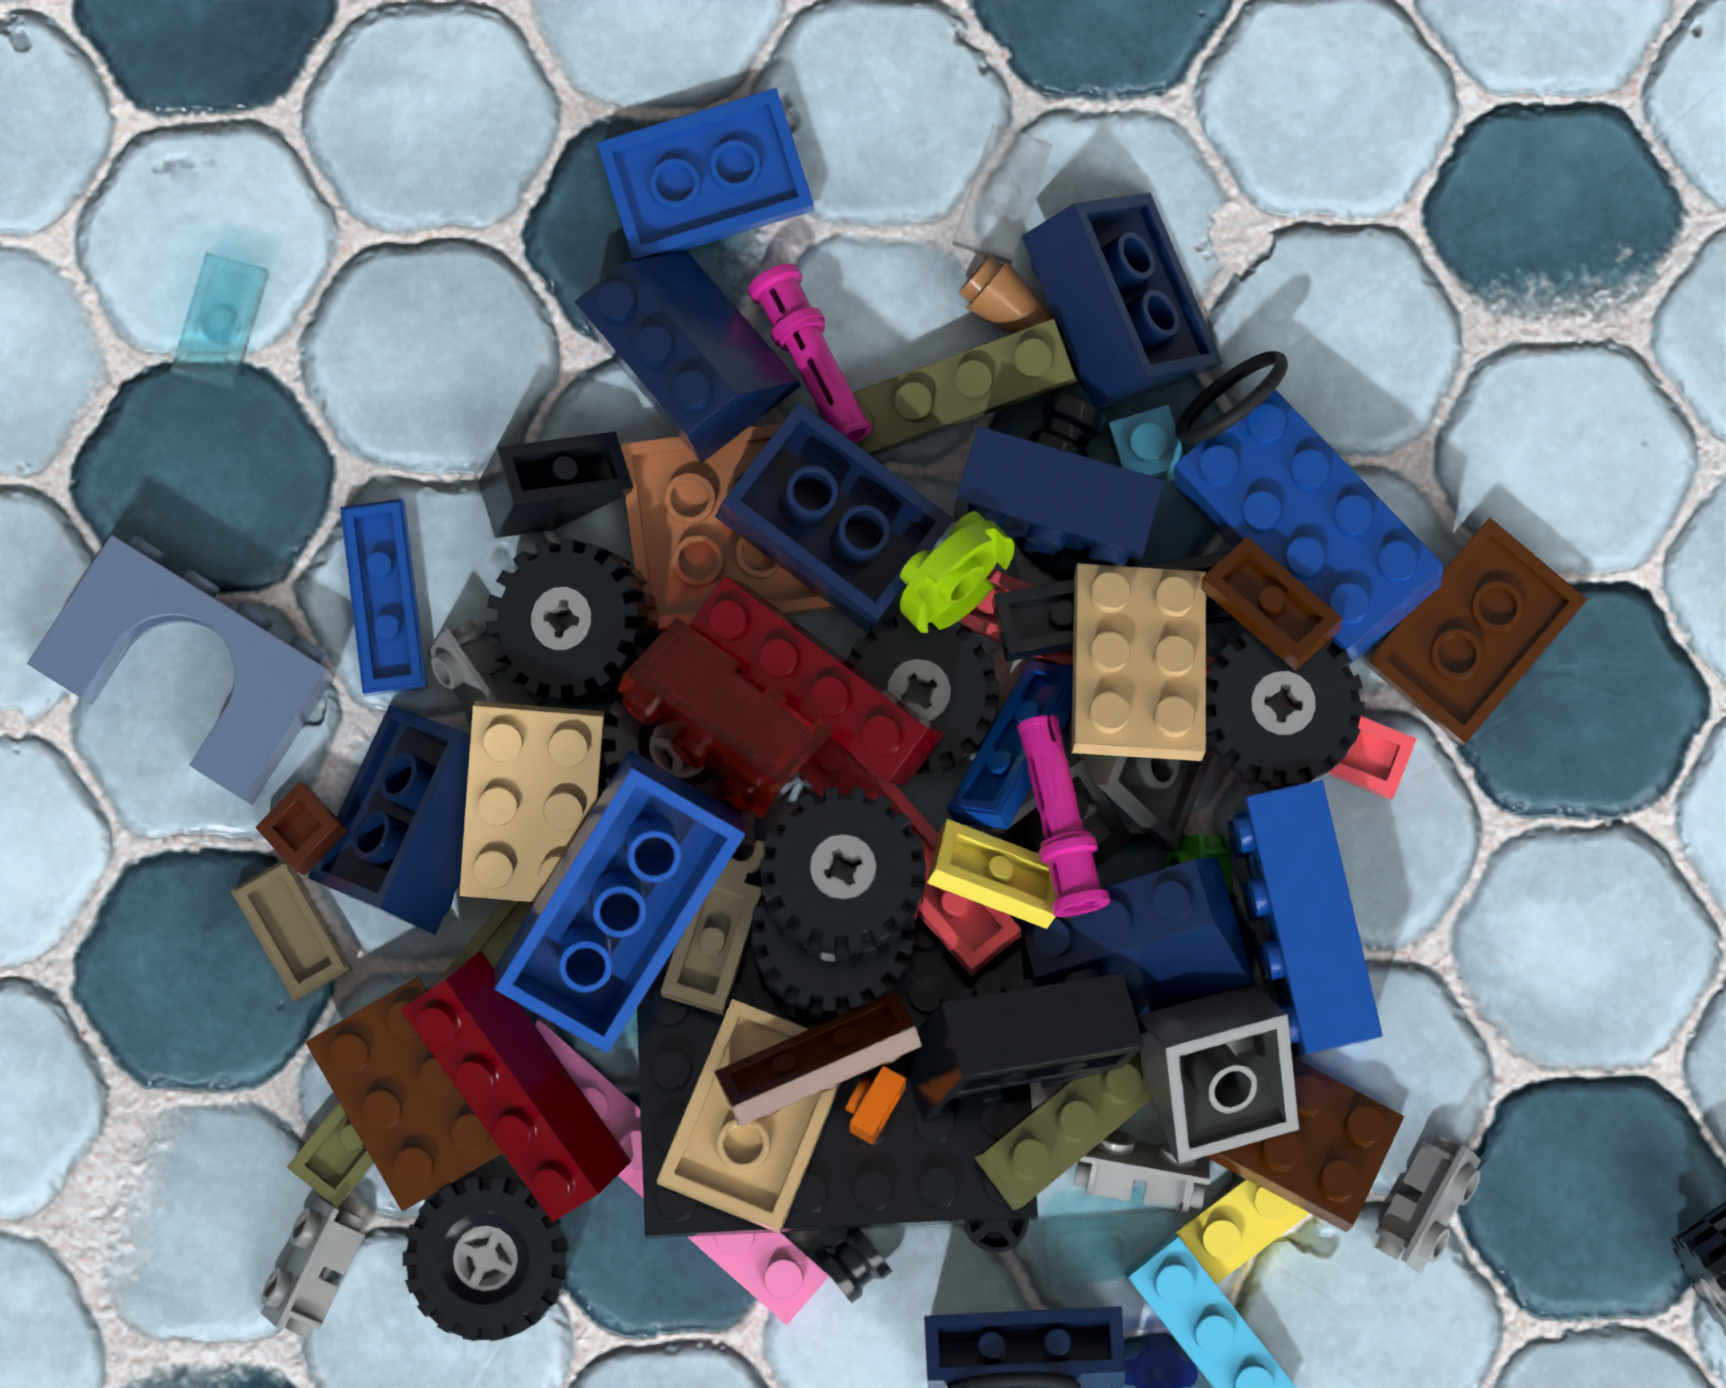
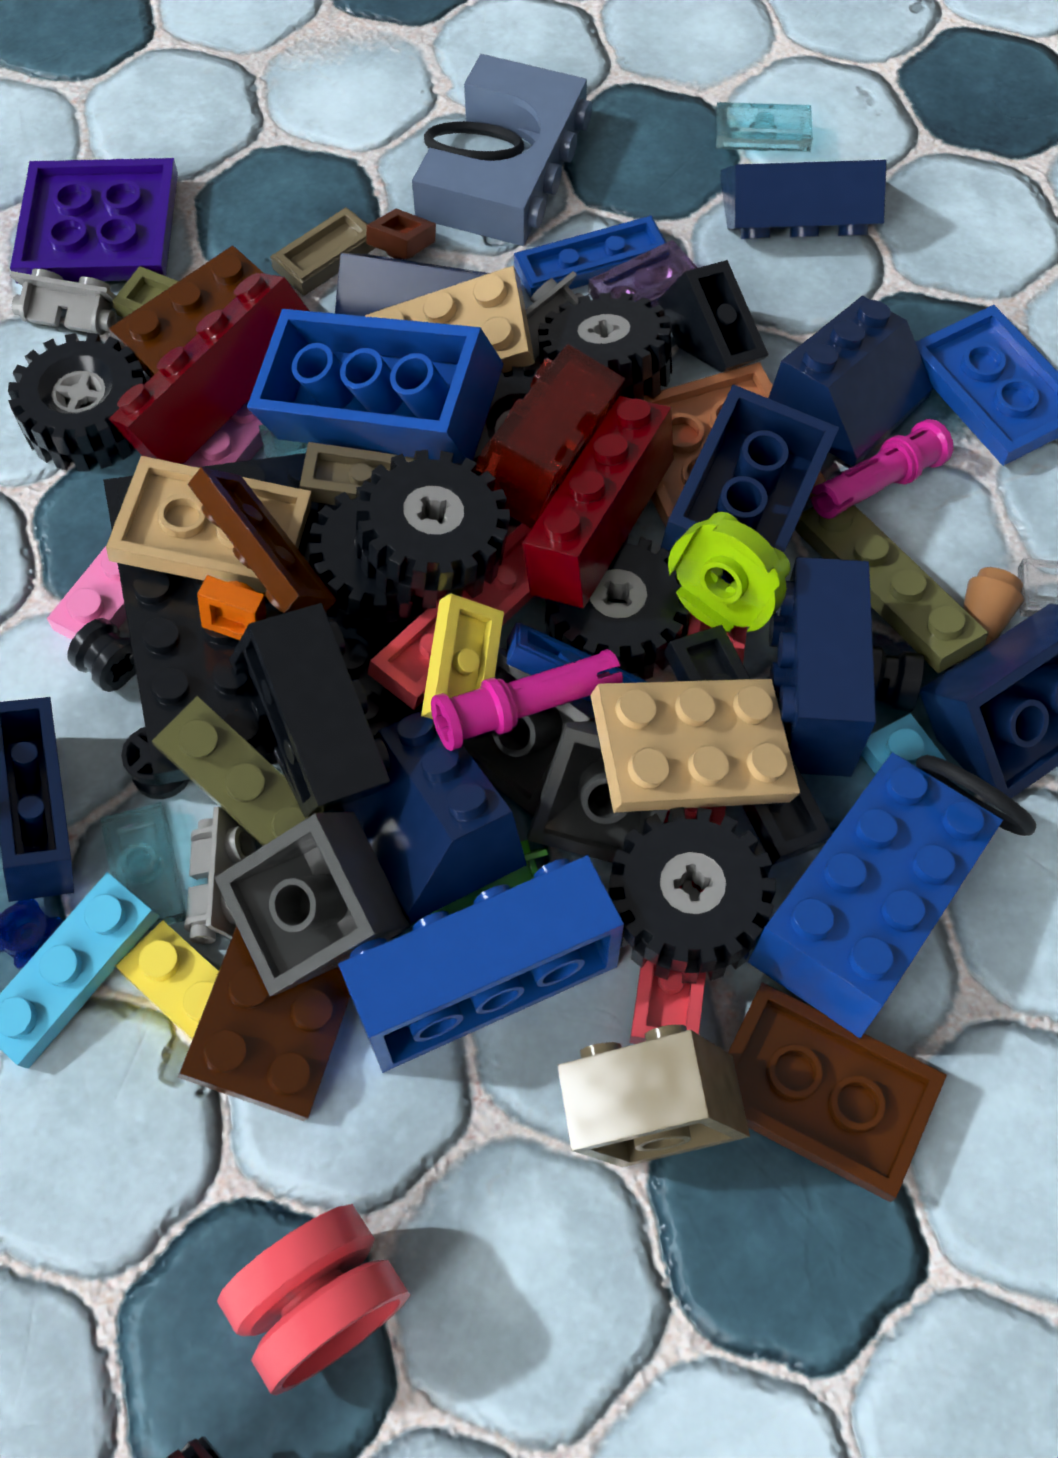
camera: 80 degrees right, 20 degrees down
(123, 674) = (475, 128): none -> black tyre
(176, 1218) = (96, 218): none -> dark purple plate
(357, 311) = (804, 197): none -> dark blue slope
(452, 544) = (644, 275): none -> clear purple plate
(1271, 603) = (787, 843): reddish brown plate -> none
(1422, 1225) = (192, 1157): light grey hinge -> none
(1474, 792) = (652, 1097): none -> brick
(1580, 1128) = (312, 1298): none -> coral wheel

